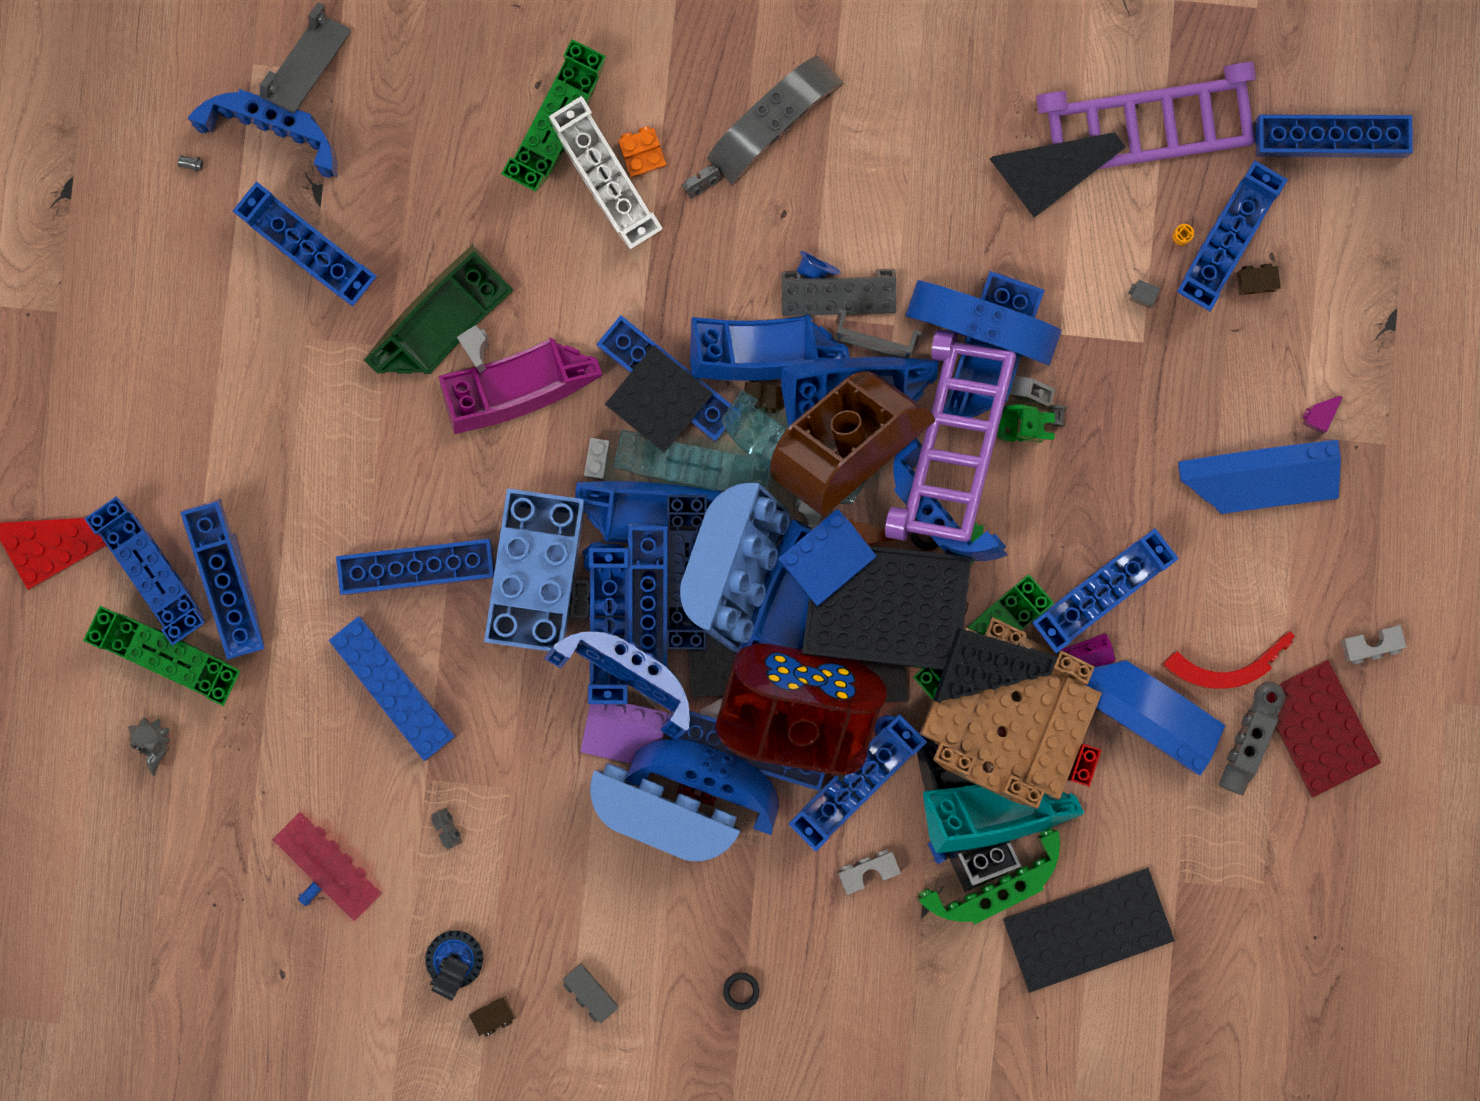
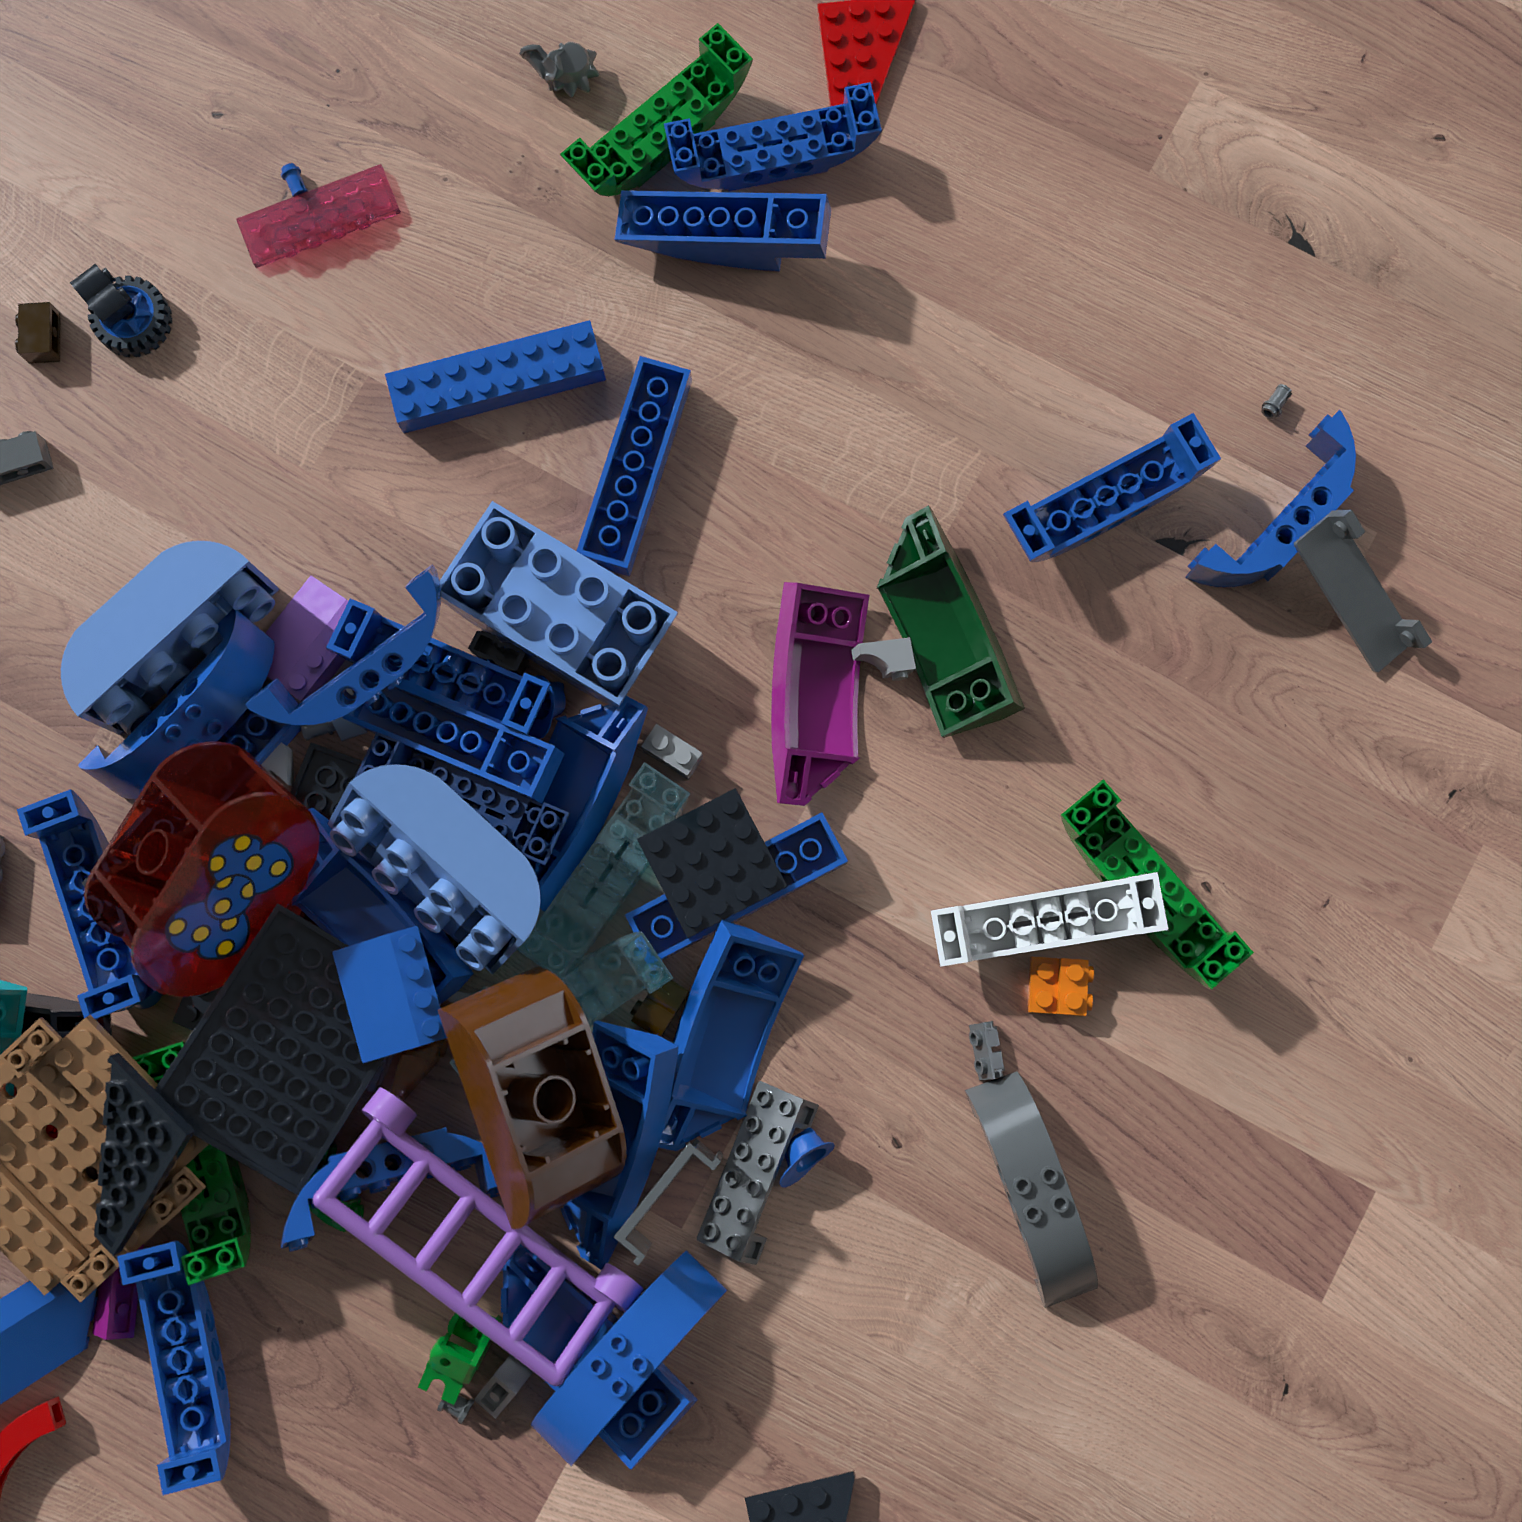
camera: 115 degrees right, 5 degrees down
(443, 820) = (289, 375): dark grey hinge -> none

